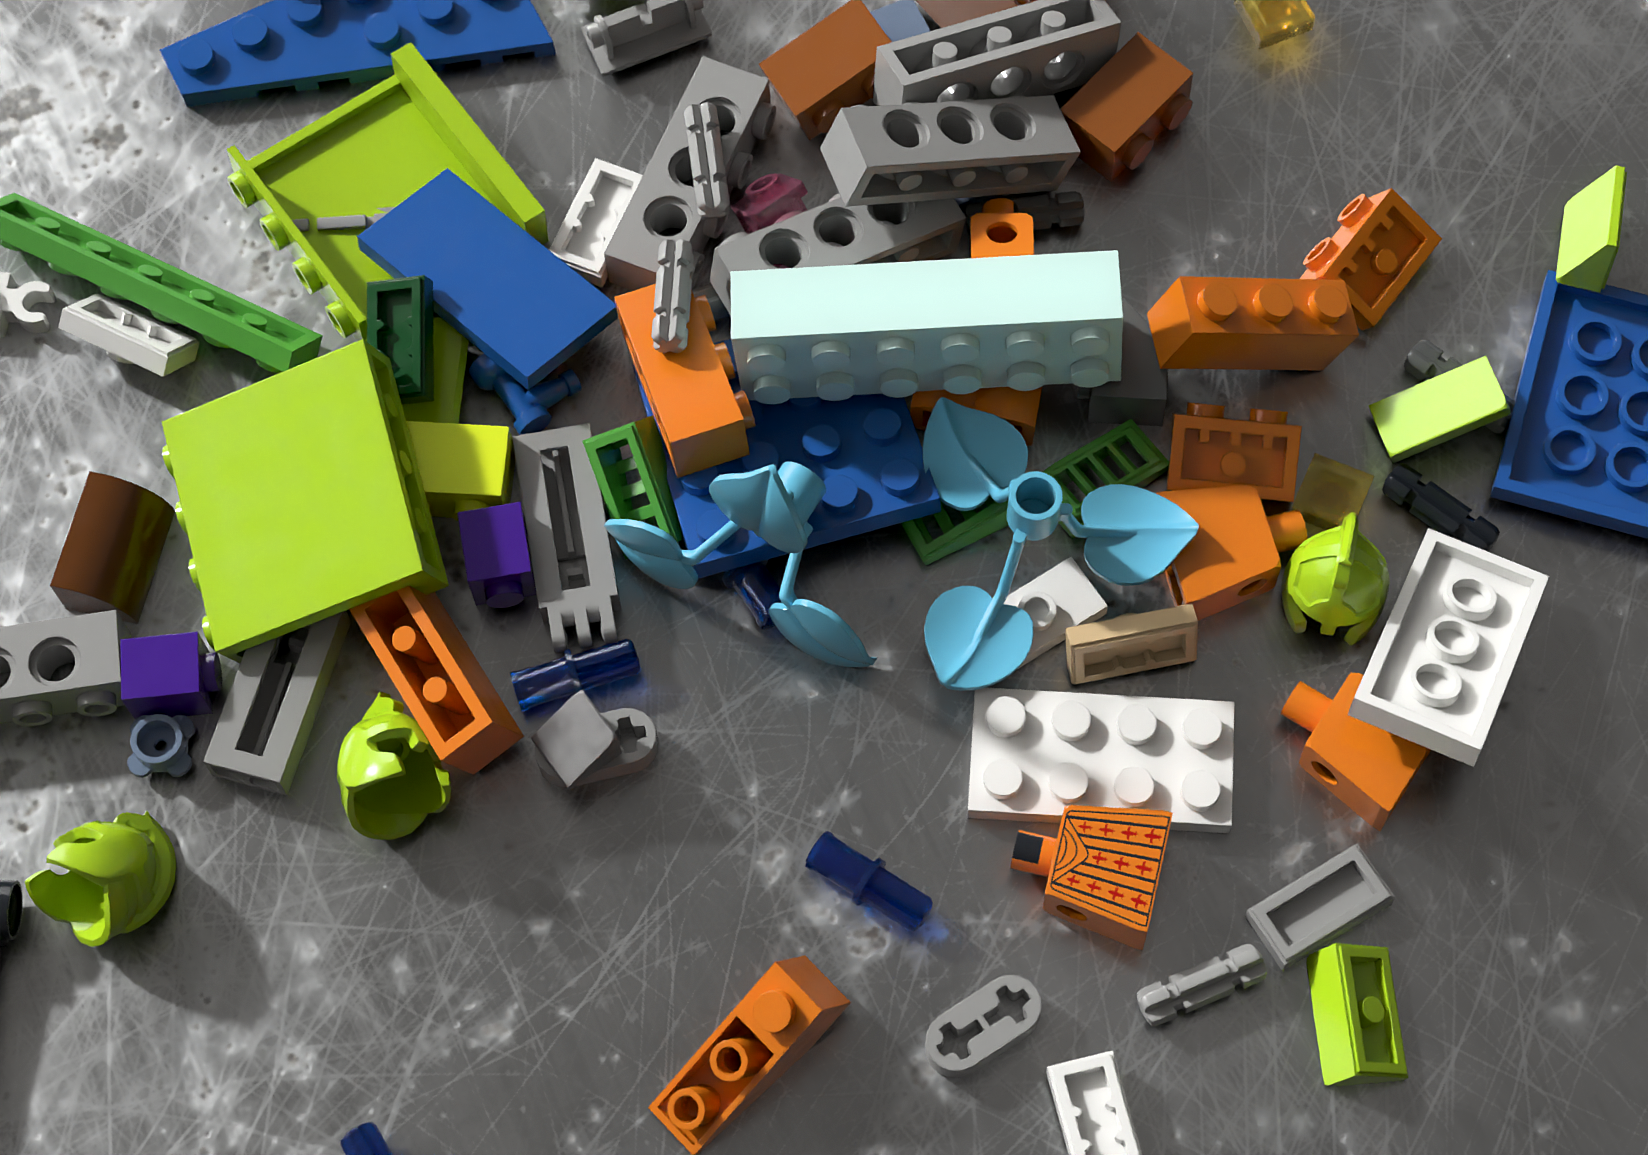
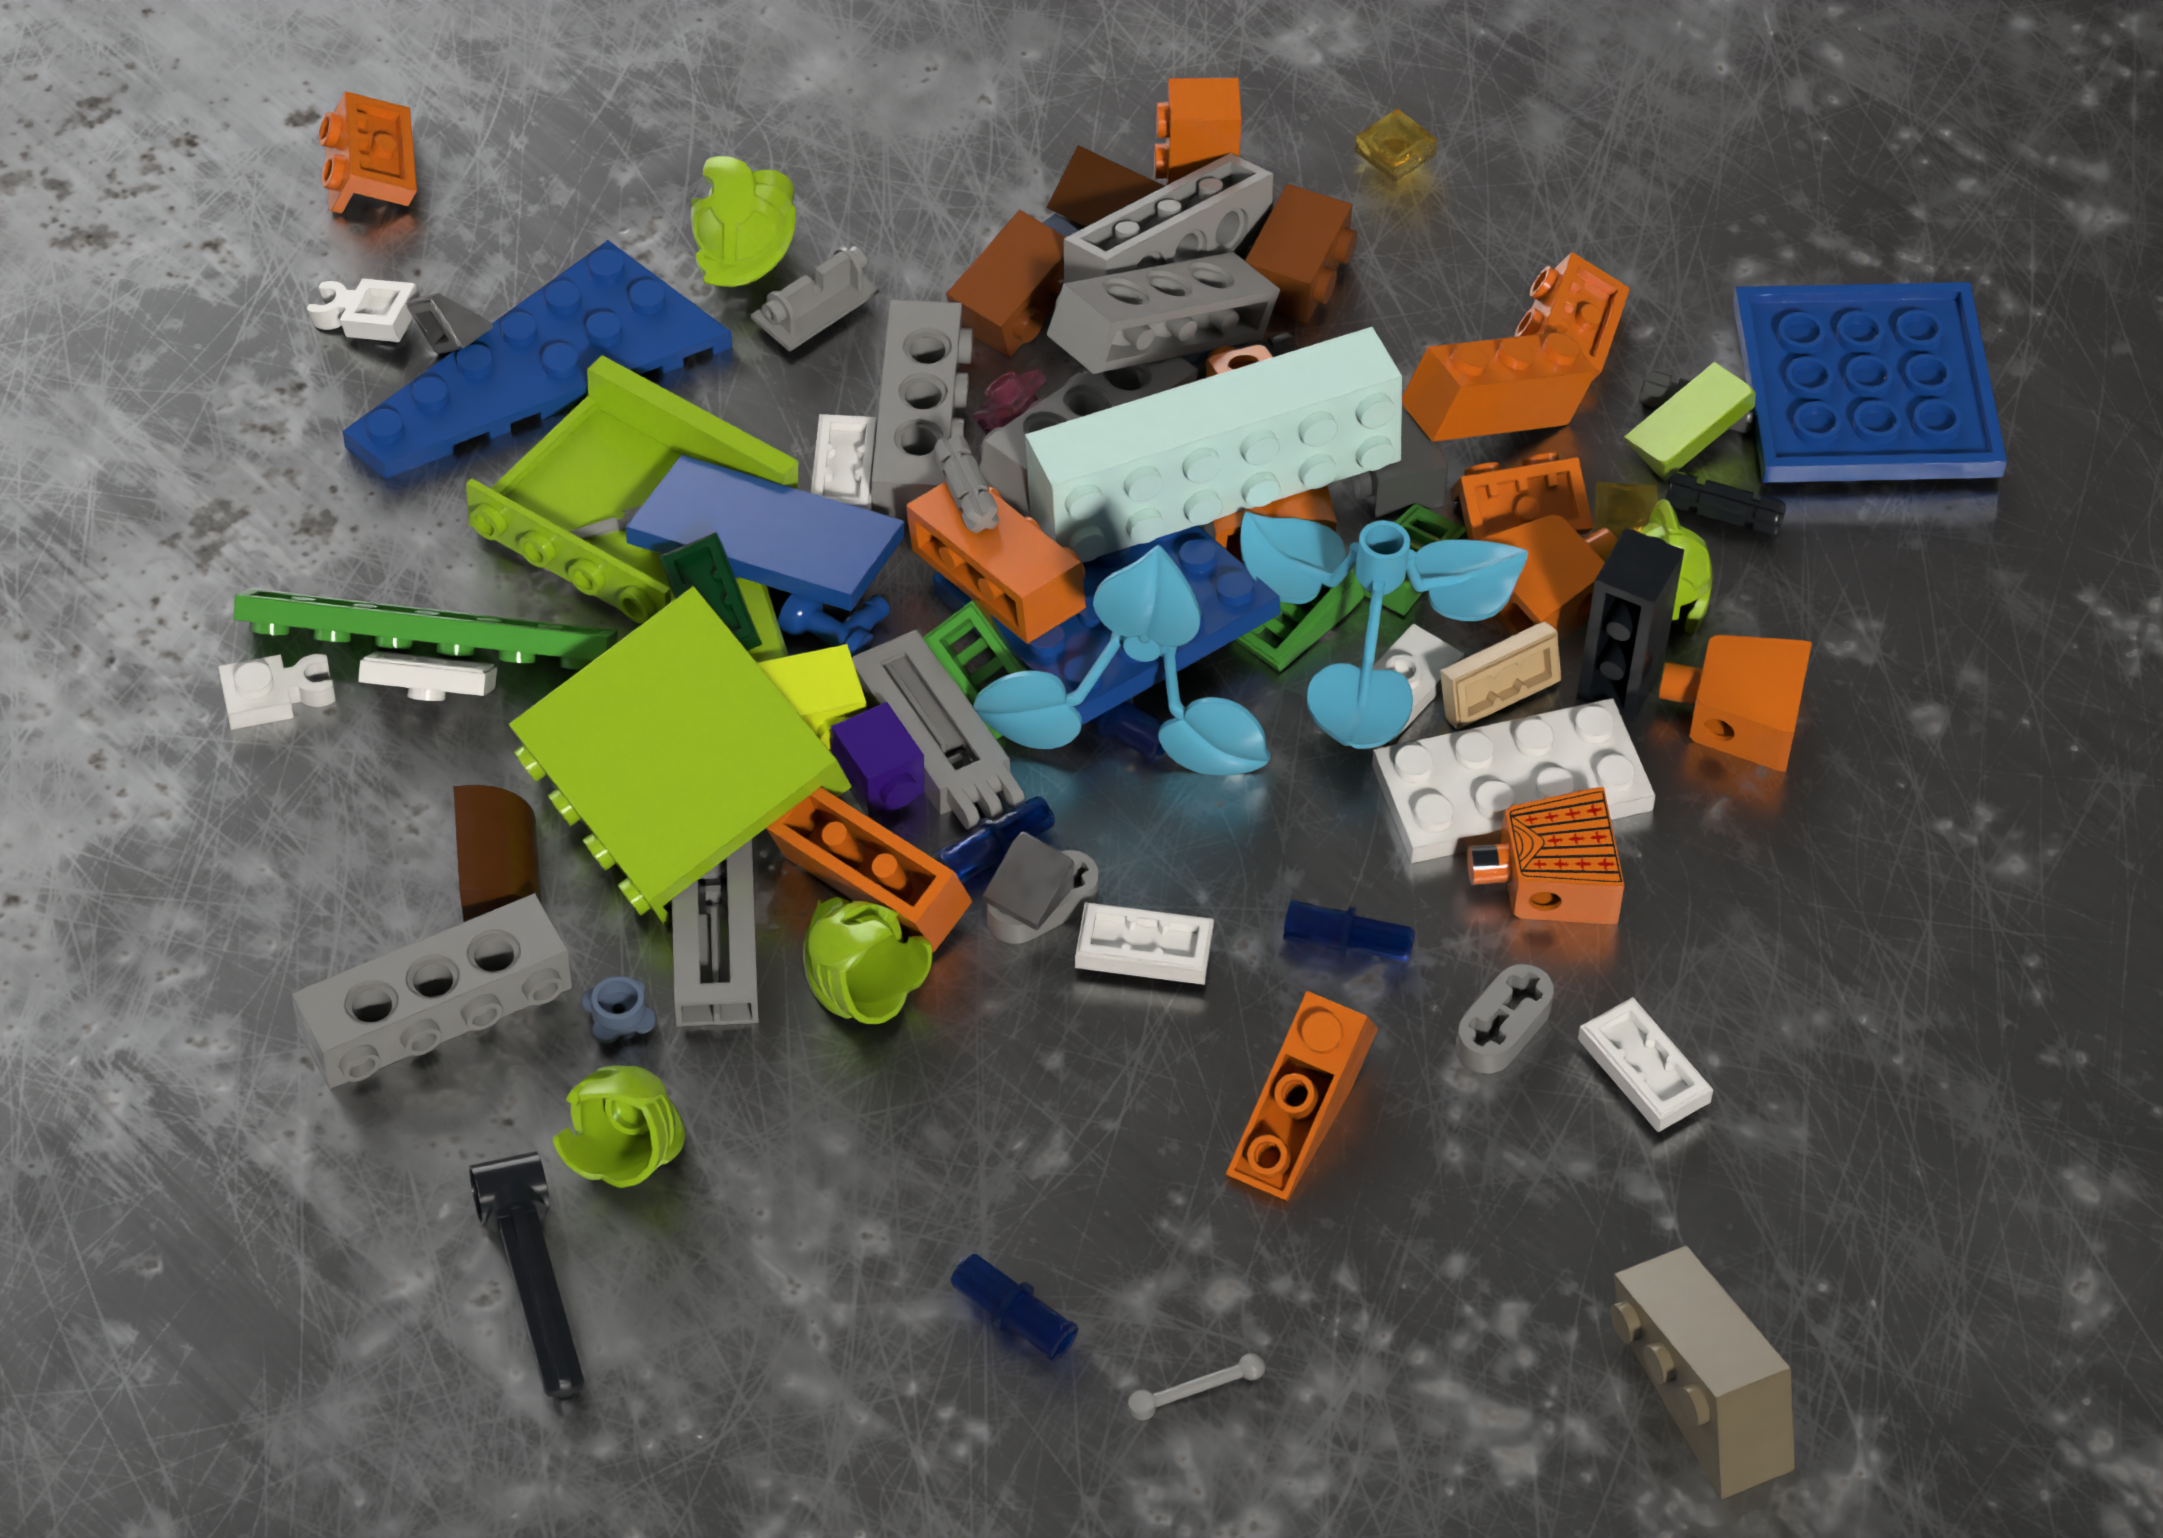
camera: 25 degrees left, 15 degrees down
(169, 675) = (606, 941): dark purple brick -> none
(669, 832) = (1144, 943): none -> white plate
(707, 160) = (938, 377): light grey axle -> none
(1201, 984) = (1685, 929): light grey axle -> none
(1266, 641) = (1630, 622): none -> black brick
(1319, 907) = (1760, 842): light grey tile -> none
(1356, 1015) = (1830, 917): lime slope -> none
(1449, 647) = (1787, 593): white plate -> none
(1592, 232) = (1762, 245): slope -> none

